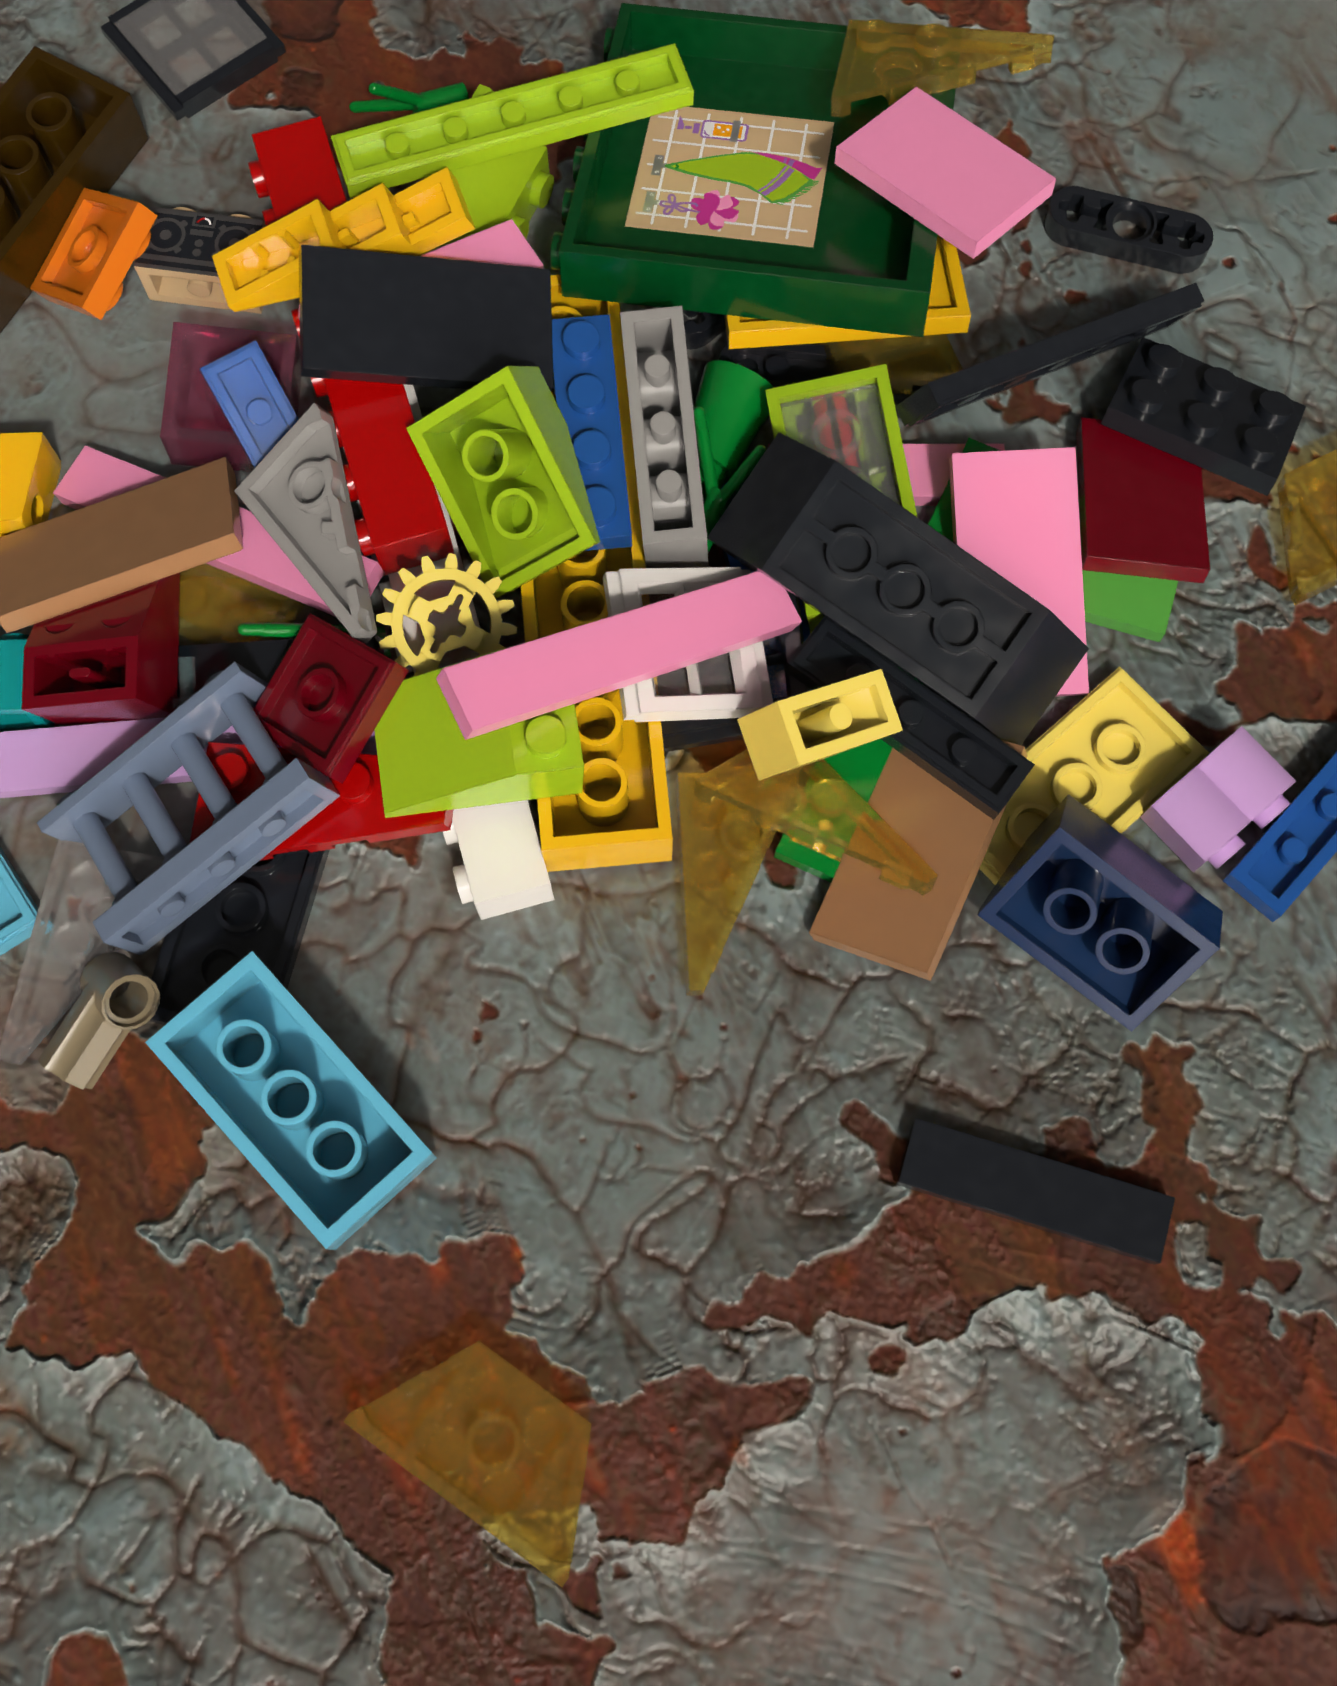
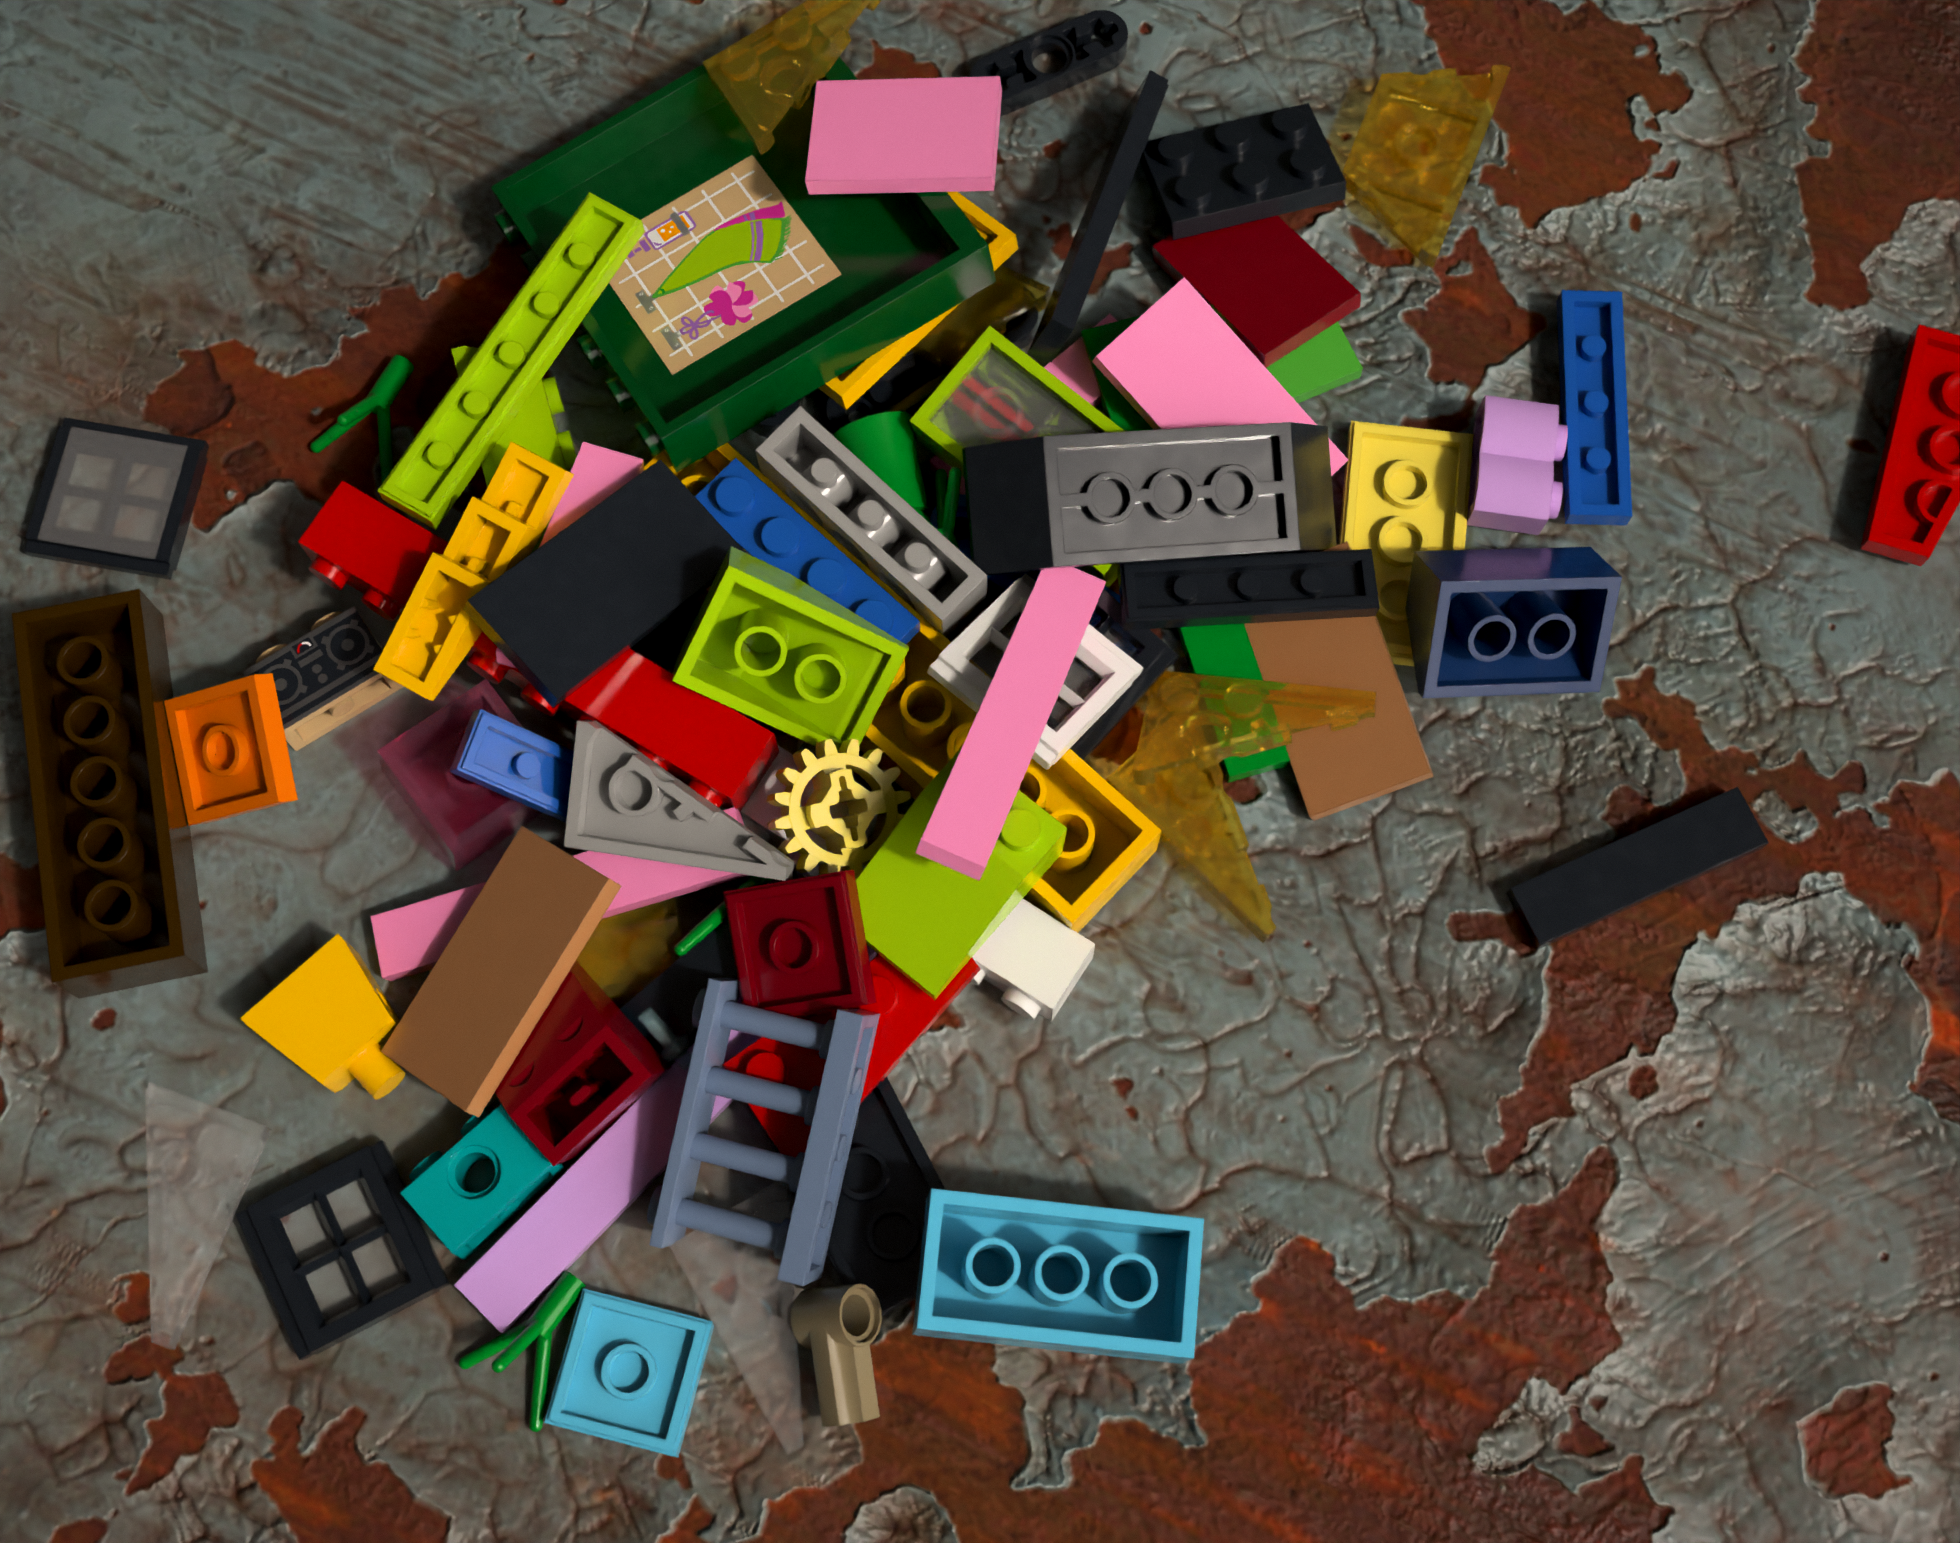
camera: 40 degrees left, 0 degrees up
(491, 1450) = (1431, 1398): clear yellow wing -> none
(819, 724) = (1196, 652): light yellow slope -> none

